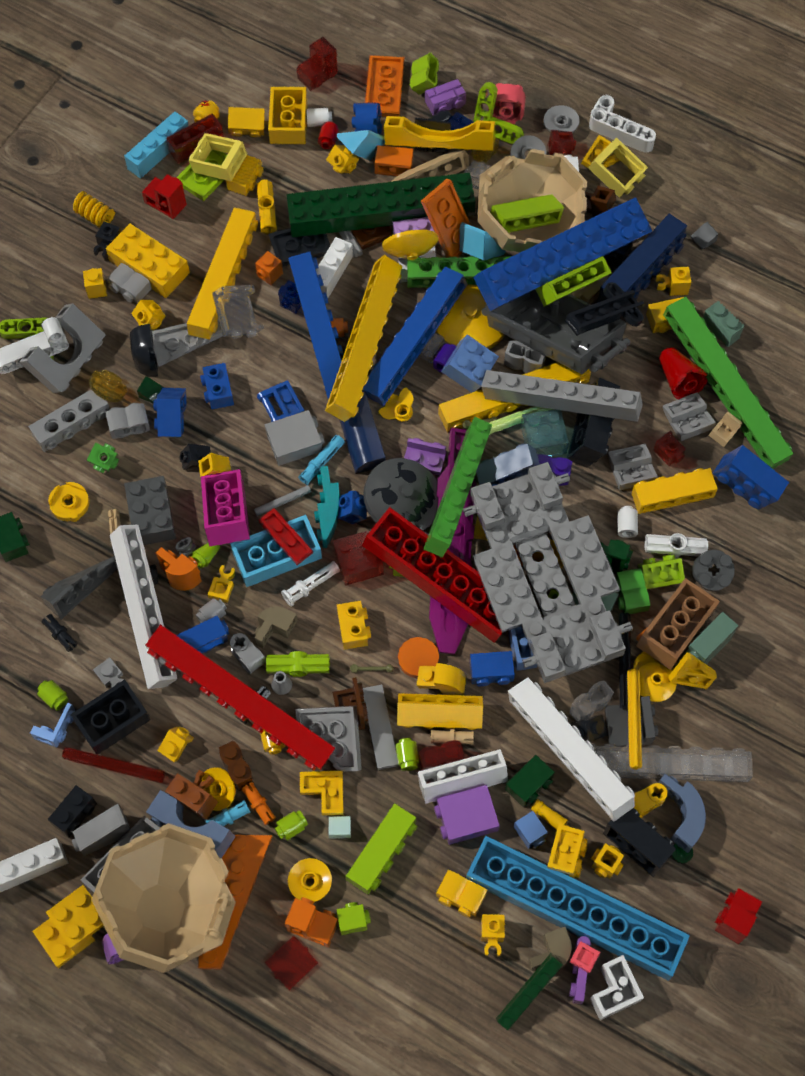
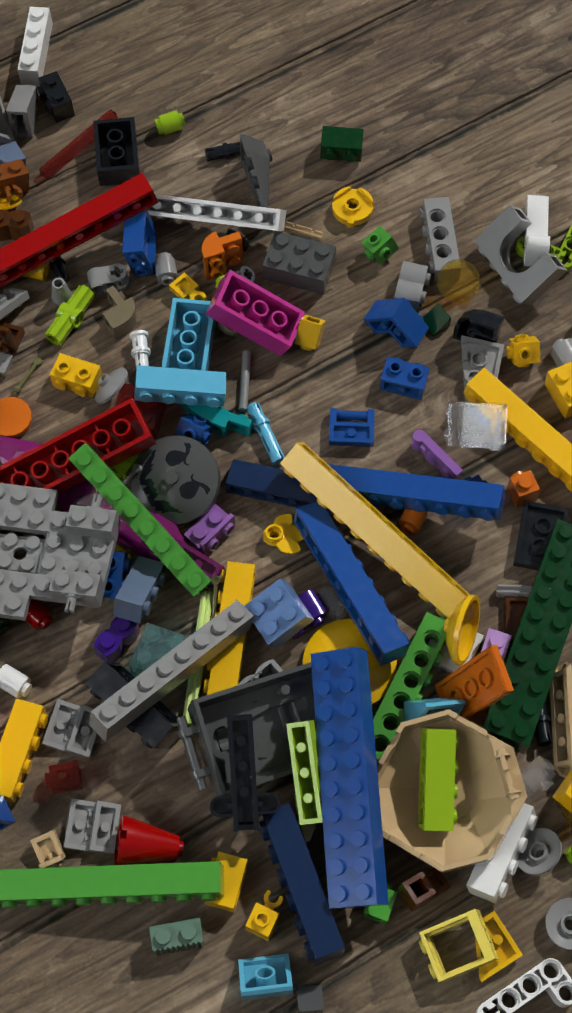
camera: 120 degrees right, 0 degrees up
(45, 734) = (133, 106): light blue bracket -> none
(108, 673) = (162, 173): light grey plate -> none
(175, 743) = (65, 194): yellow bracket -> none
(192, 454) = (336, 327): black bracket -> none
(274, 334) = (435, 455): none -> medium lavender plate
(285, 536) = (190, 347): red tile -> none
(294, 437) = (304, 418): light grey brick -> none
(326, 523) = (180, 386): none -> medium azure brick
(334, 264) = (490, 550): white brick -> none
(346, 581) = (110, 385): none -> light grey dish
(561, 142) = (543, 902): clear red brick -> none
(711, 263) = (265, 977): none -> medium azure slope

